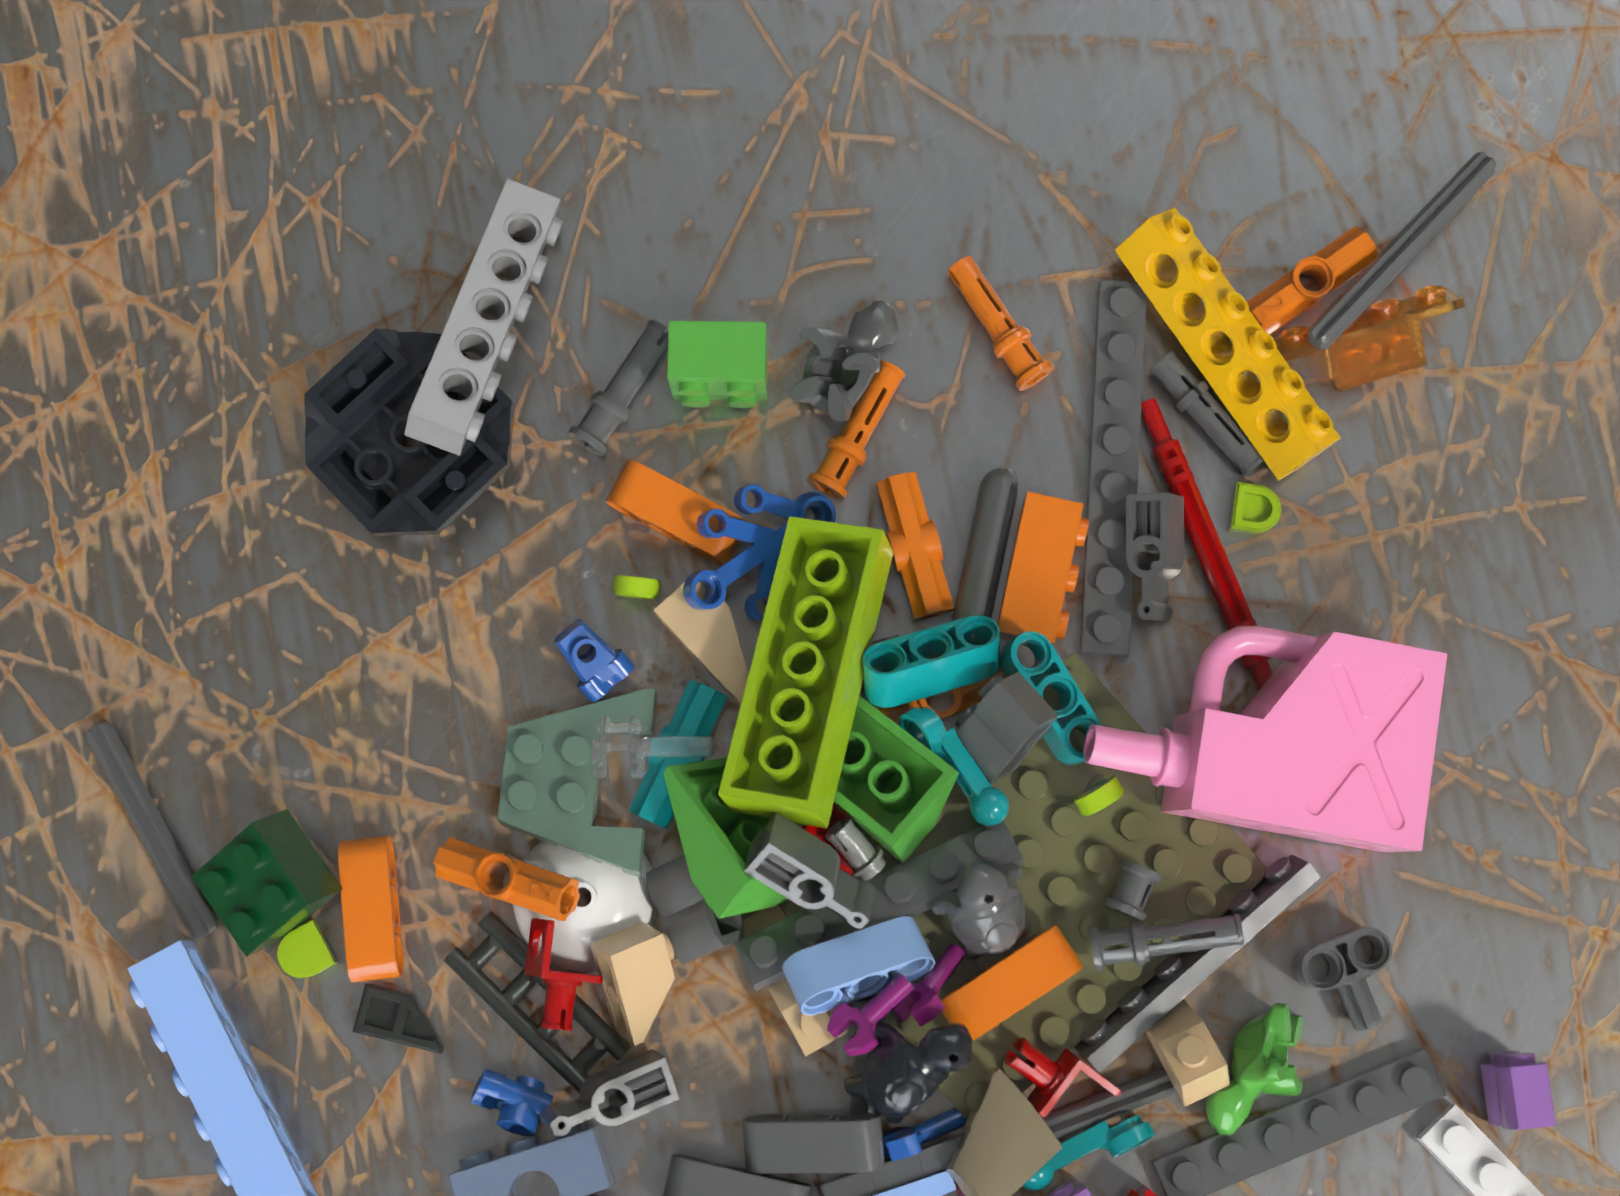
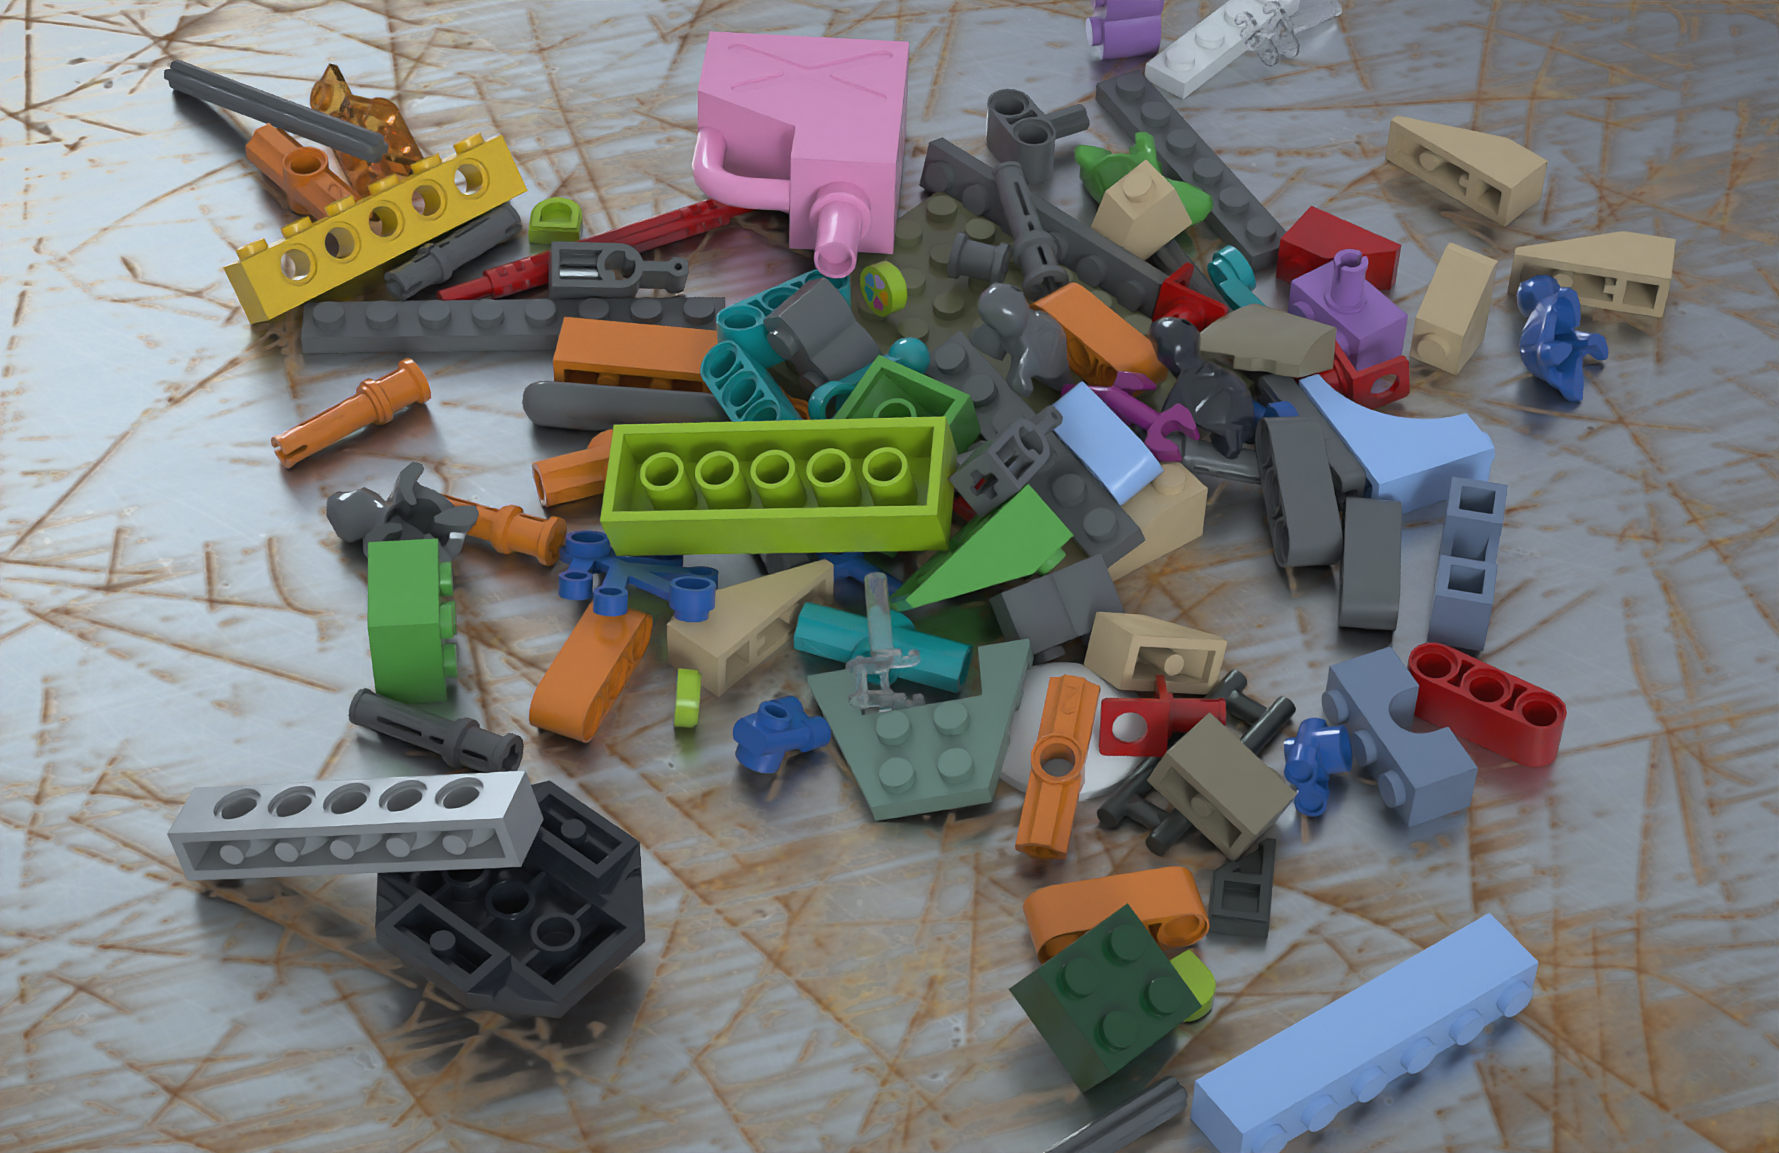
camera: 100 degrees left, 35 degrees down
(477, 1013) = (1221, 786): none -> dark tan brick
(639, 1087) = (1286, 655): dark grey piece -> none

